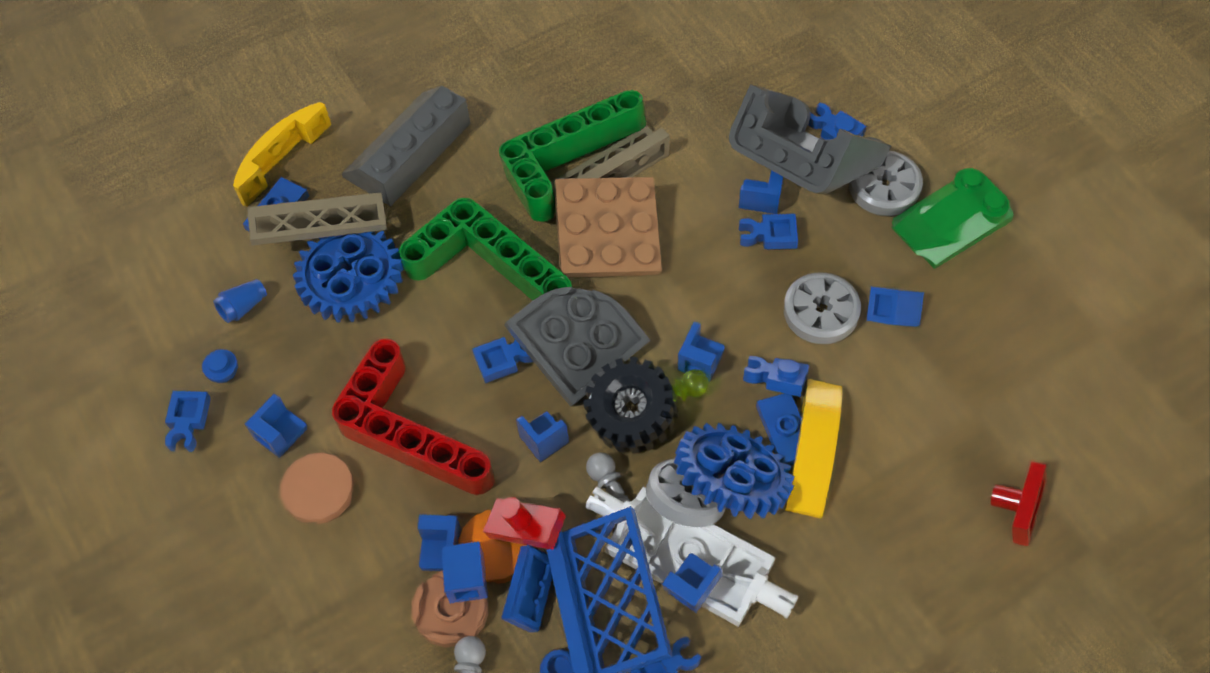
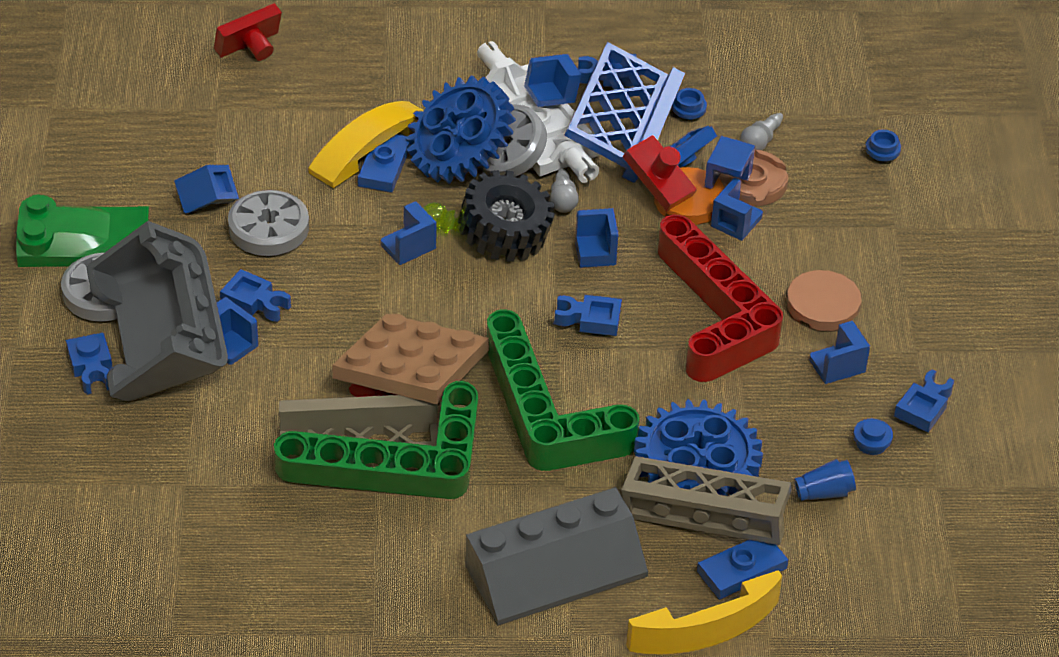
camera: 155 degrees left, 15 degrees down
(574, 335) = (515, 281): dark grey plate -> none
(780, 376) = (355, 189): blue plate -> none

